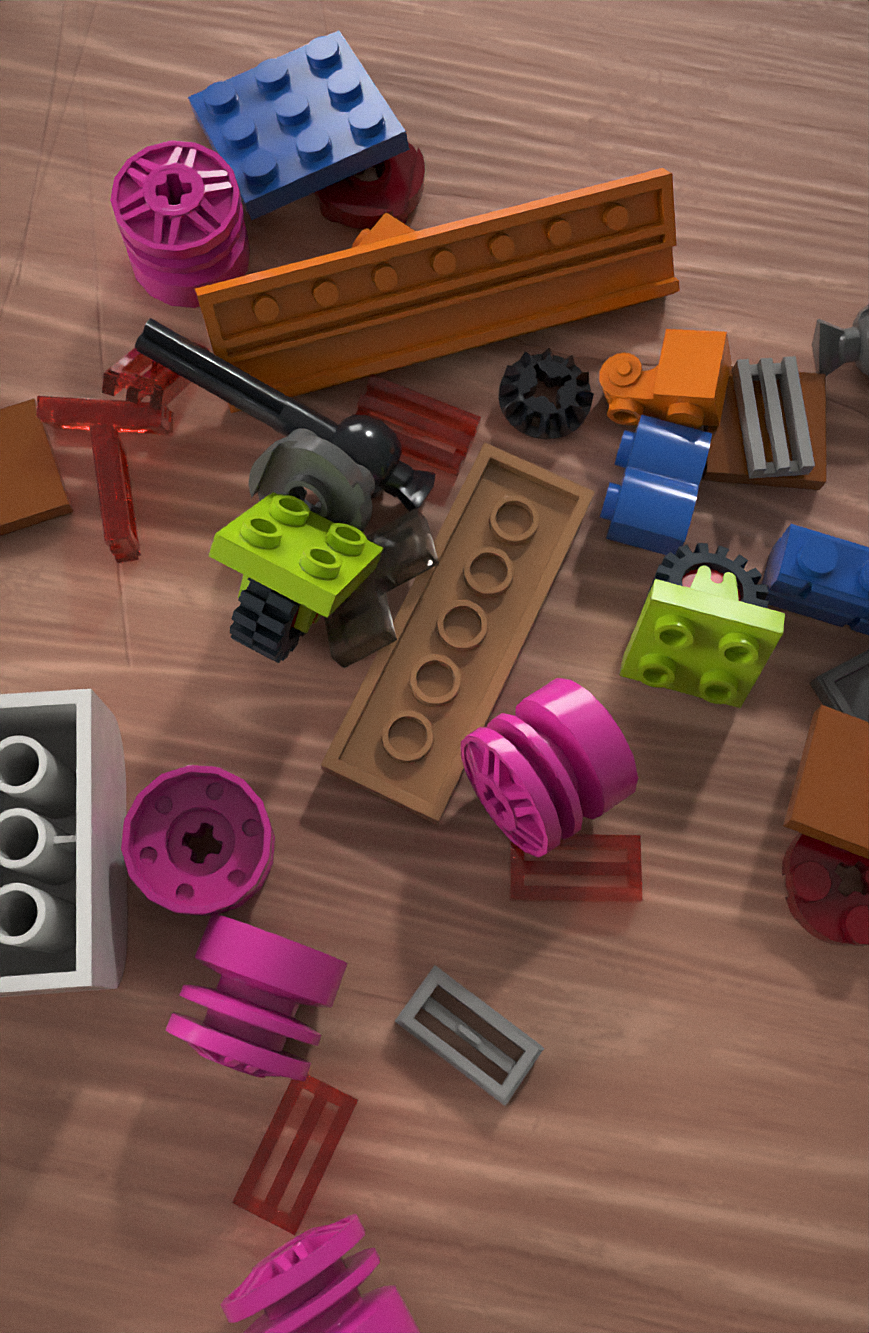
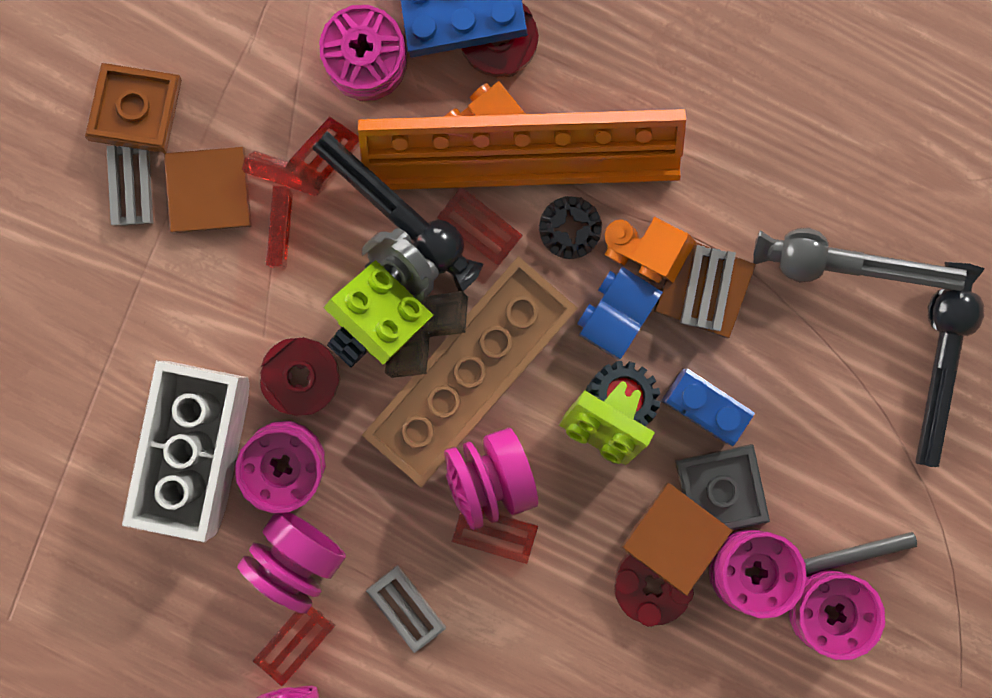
camera: 25 degrees right, 15 degrees up
(194, 669) = (277, 373): none -> dark red plate

